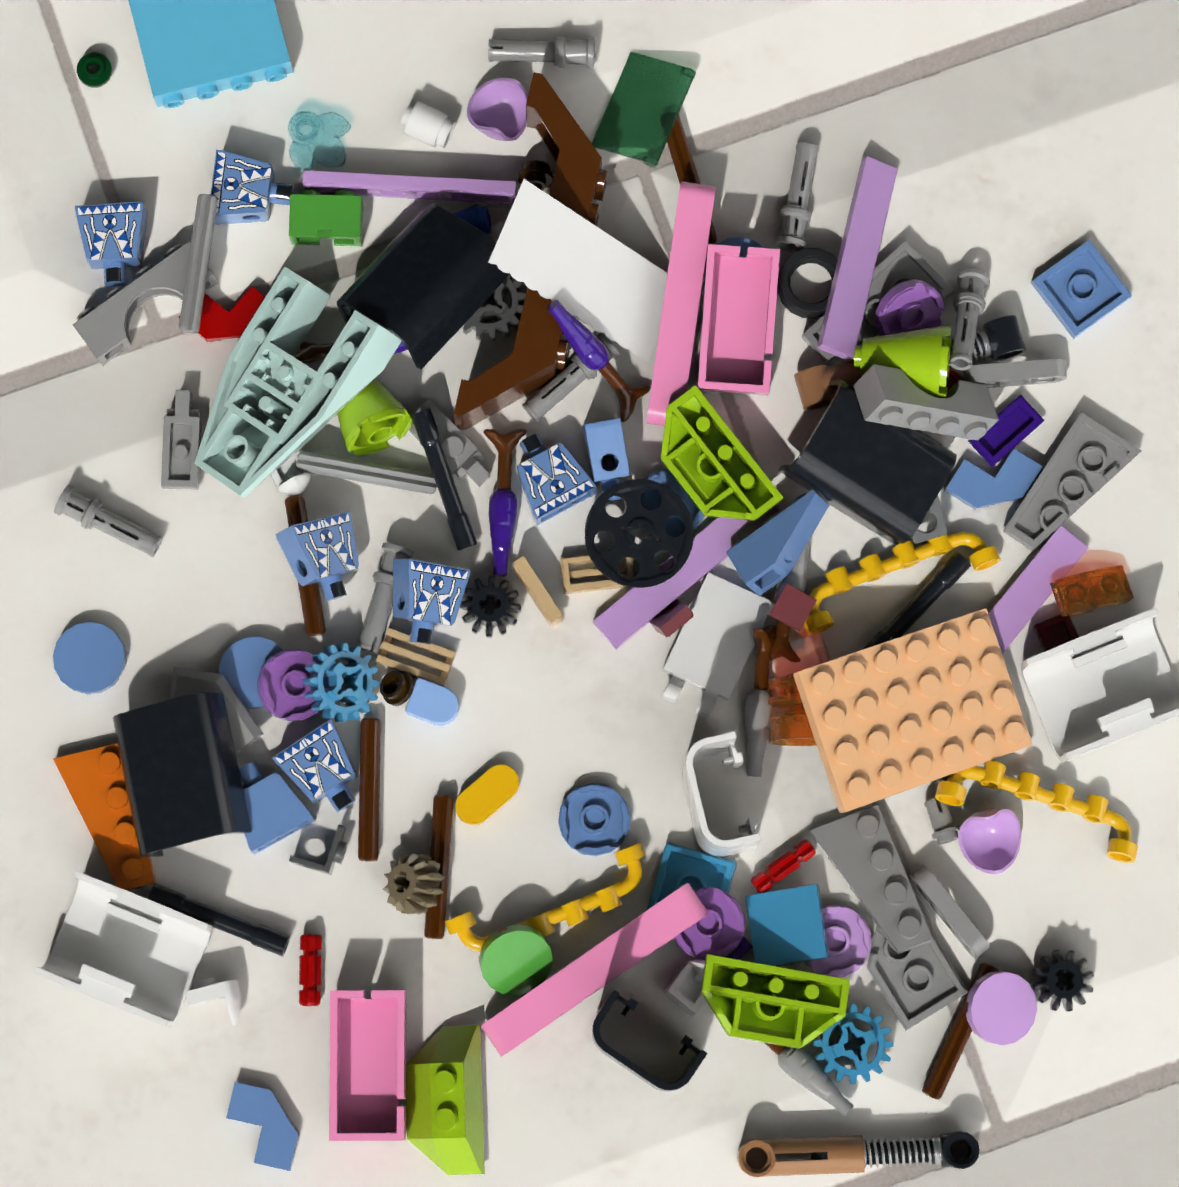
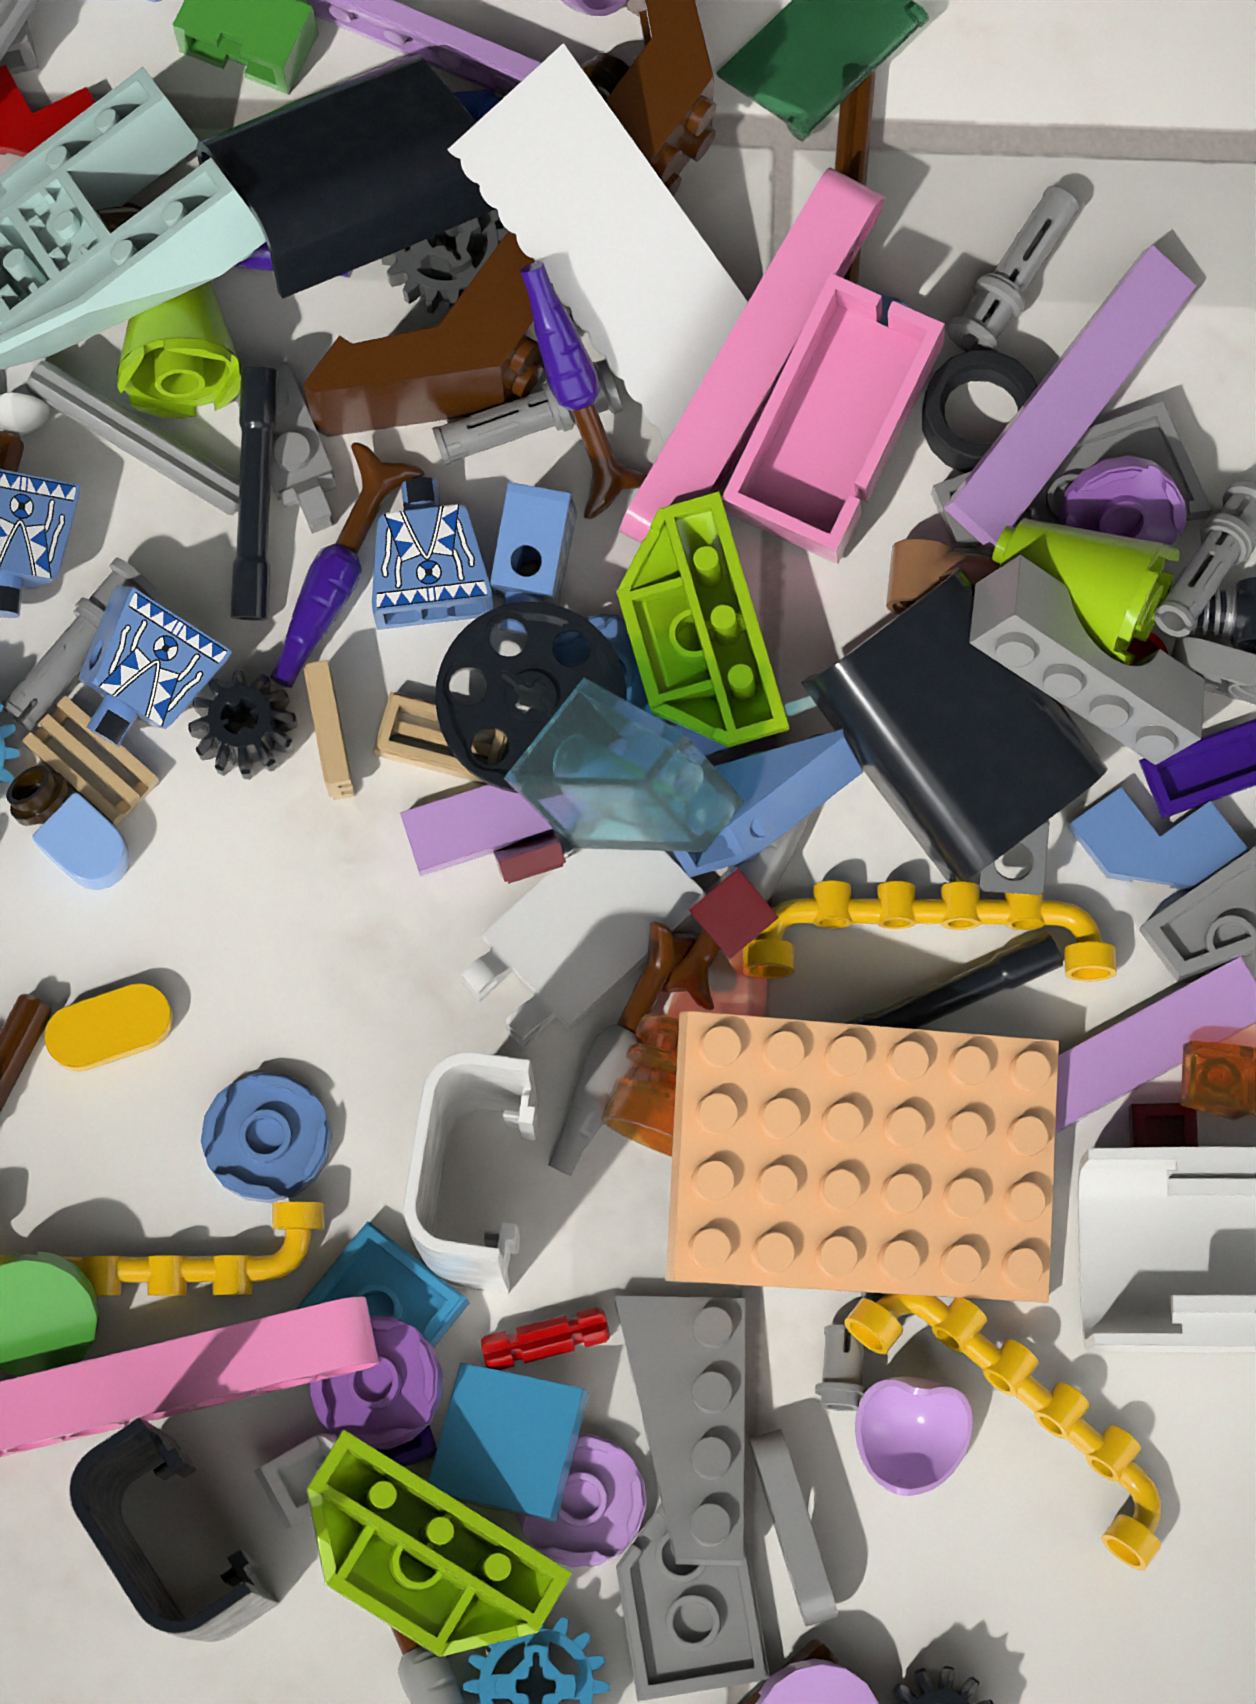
camera: 25 degrees right, 5 degrees down
(710, 560) = (622, 778): none -> clear light blue slope

